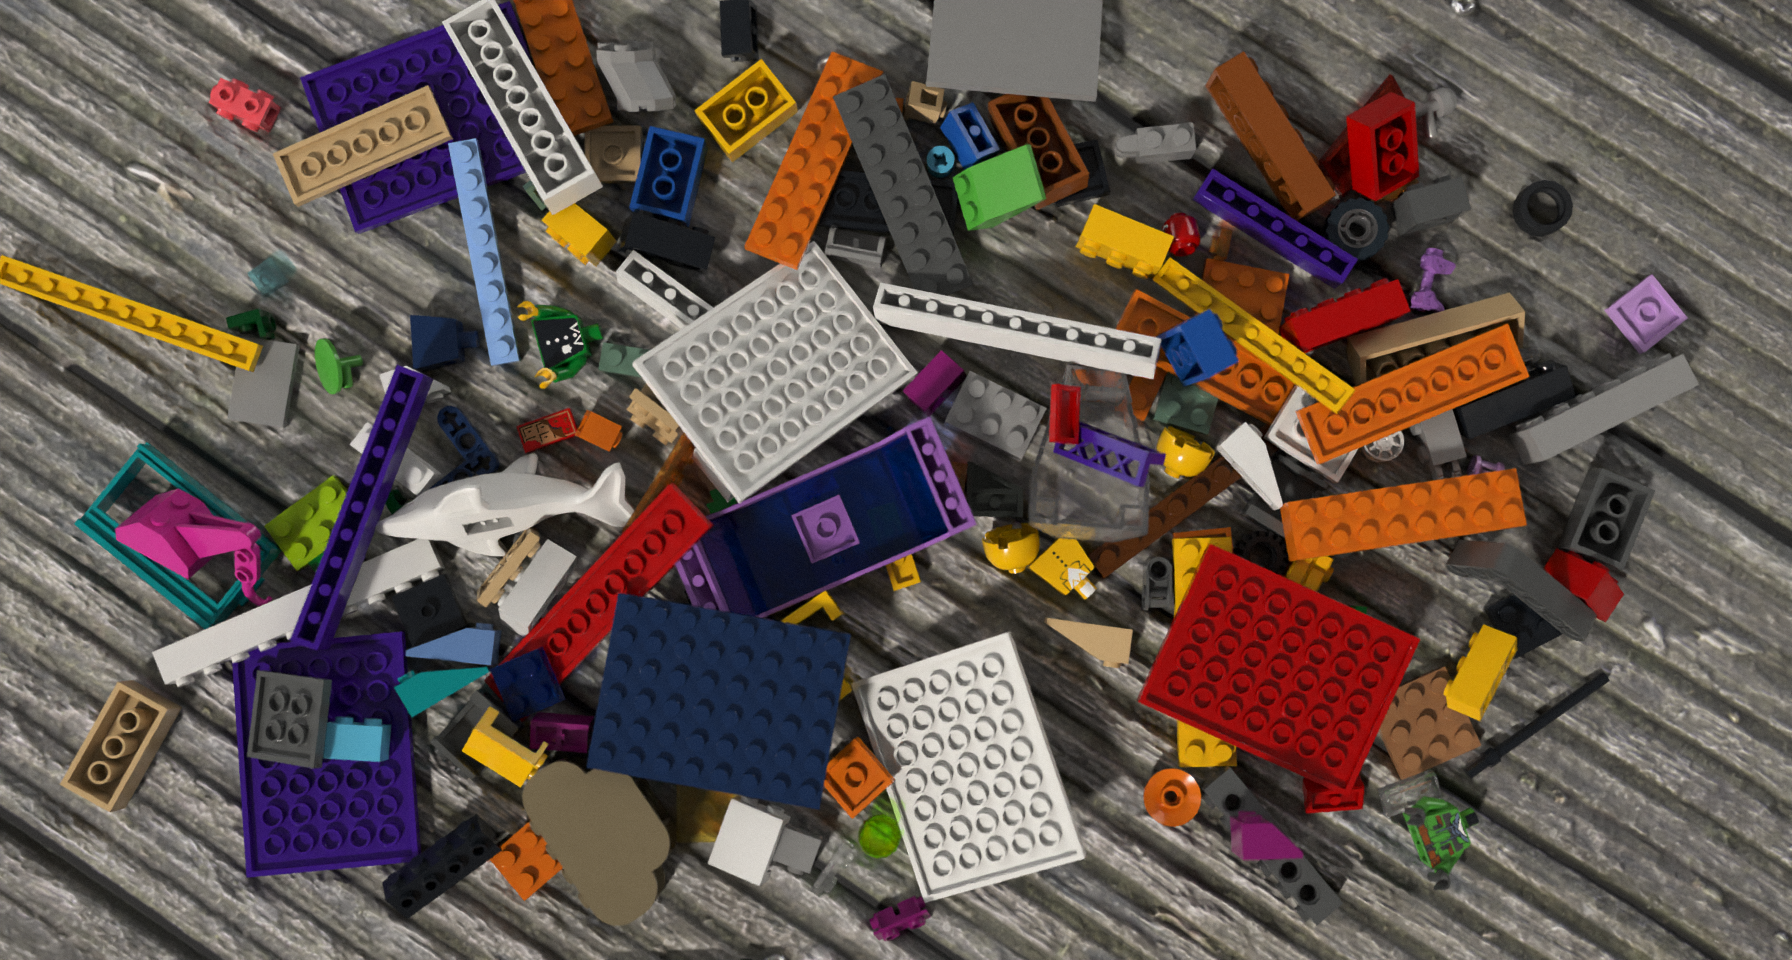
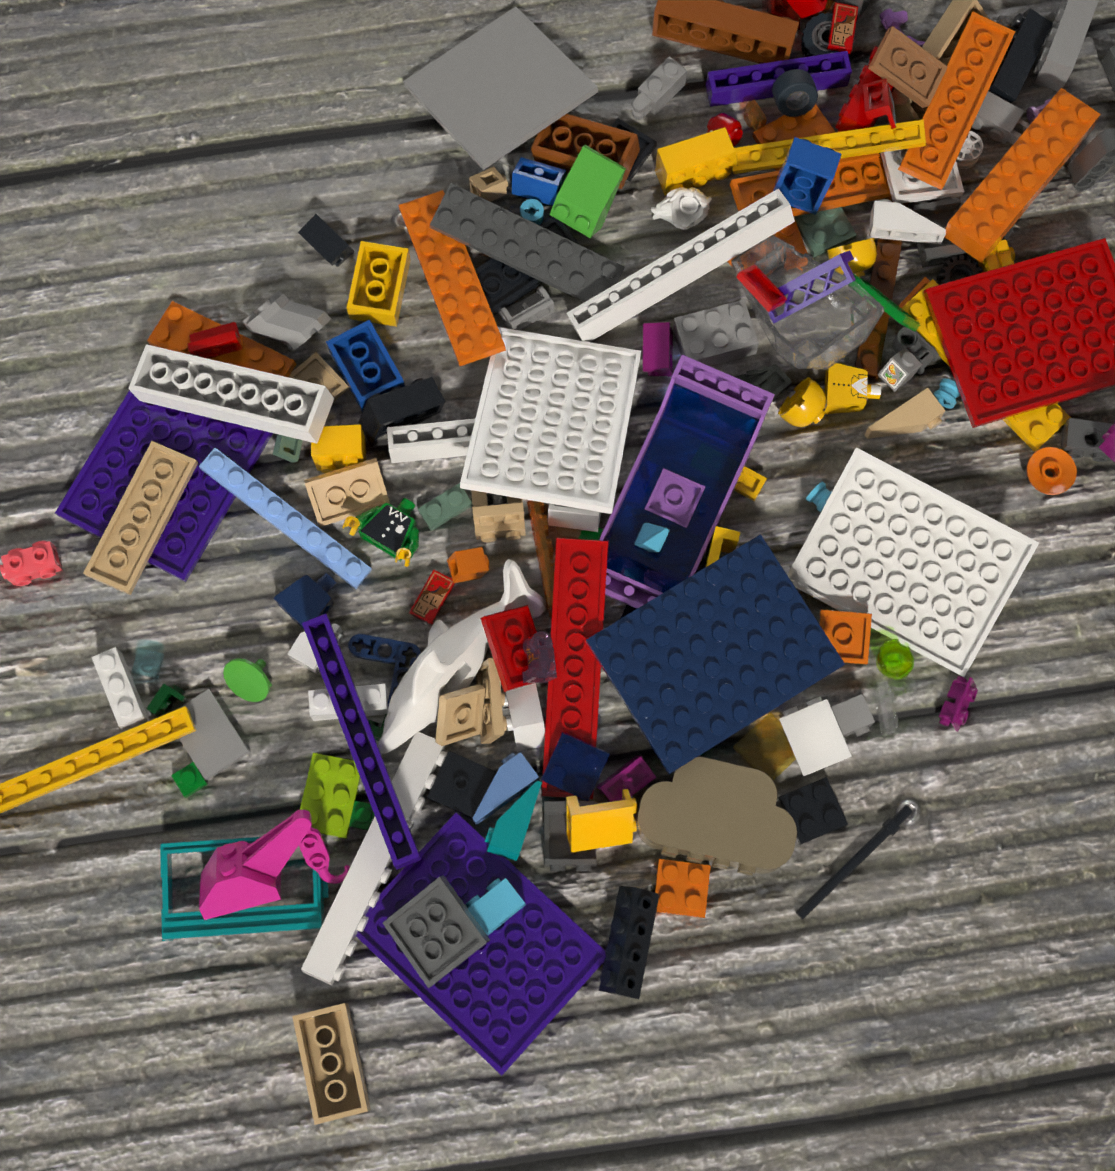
camera: 45 degrees left, 10 degrees down
(215, 407) = (189, 780): none -> green plate
(223, 280) = (120, 689): none -> white brick
(470, 555) = (460, 714): none -> tan plate
(553, 276) = (346, 492): none -> tan plate
(558, 41) = (215, 341): none -> red panel
(562, 542) = (505, 637): none -> red tile
(571, 572) = (540, 658): none -> clear purple leg
(695, 895) = (814, 810): none -> black plate
(770, 547) = (651, 537): none -> medium azure slope
(951, 639) = (819, 496): none -> medium azure wheel
(1075, 275) = (683, 207): none -> white hair
(1125, 591) = (900, 369): none -> light grey brick
(1147, 647) = (947, 393): none -> medium azure wheel
(1162, 524) = (889, 306): none -> green tile
(1272, 257) = (795, 93): none -> black wheel
(1331, 338) = (879, 101): none -> red panel
(1376, 233) = (842, 27): none -> tile
(1391, 326) = (908, 67): none -> medium nougat plate

